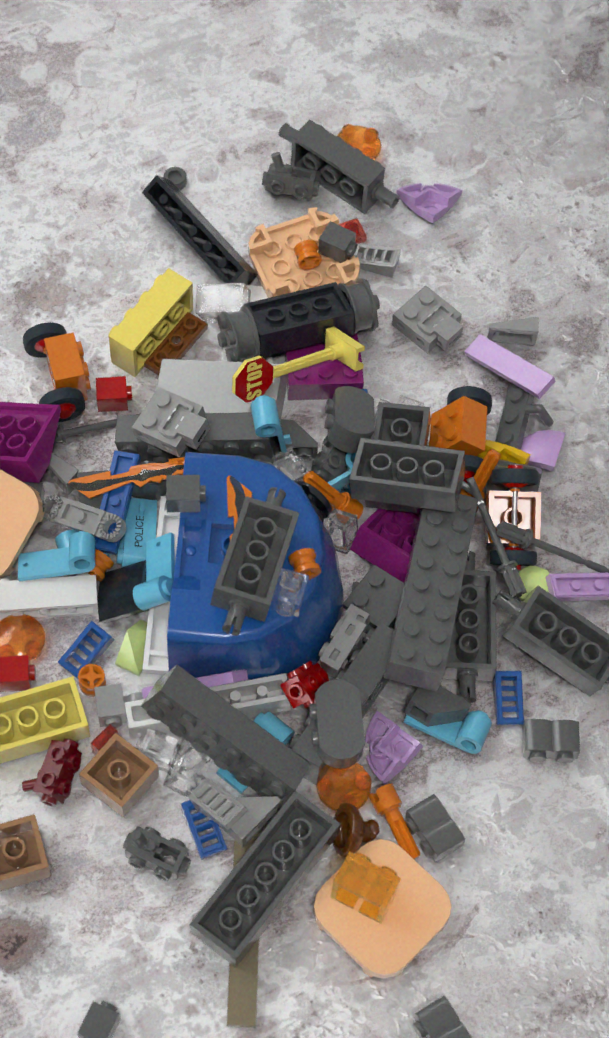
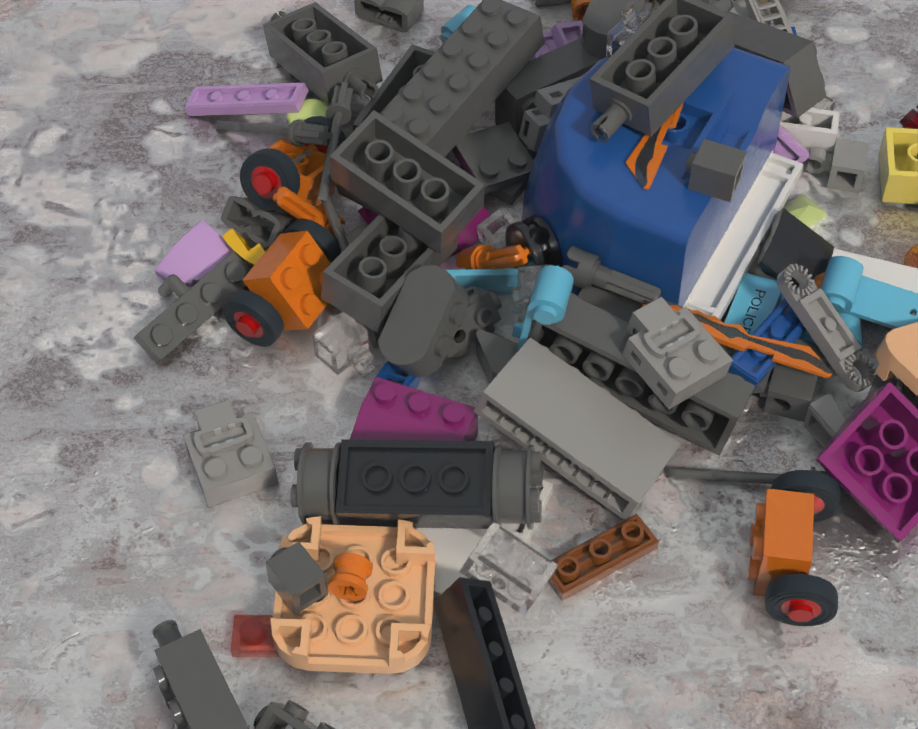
camera: 150 degrees left, 10 degrees down
(86, 634) = (853, 233): blue slope -> none
(91, 673) = (861, 197): orange wheel -> none
(102, 738) = (868, 132): clear red tile -> none
(112, 394) = (722, 505): red brick -> none
(119, 775) = (864, 94): medium nougat brick -> none
(150, 321) = (630, 570): light yellow brick -> none
(151, 850) = (842, 33): dark grey brick -> none
(159, 573) = (758, 213): medium azure door -> none
(257, 374) = (385, 408): light yellow piece -> none
(304, 562) = (597, 54): orange wheel -> none
(384, 253) = (226, 560): light grey slope -> none
(428, 200) = (100, 643): lavender brick -> none
(510, 366) = (171, 345): lavender tile -> none
(515, 331) = (120, 396): light grey slope -> none
(516, 677) = (398, 48): blue slope -> none

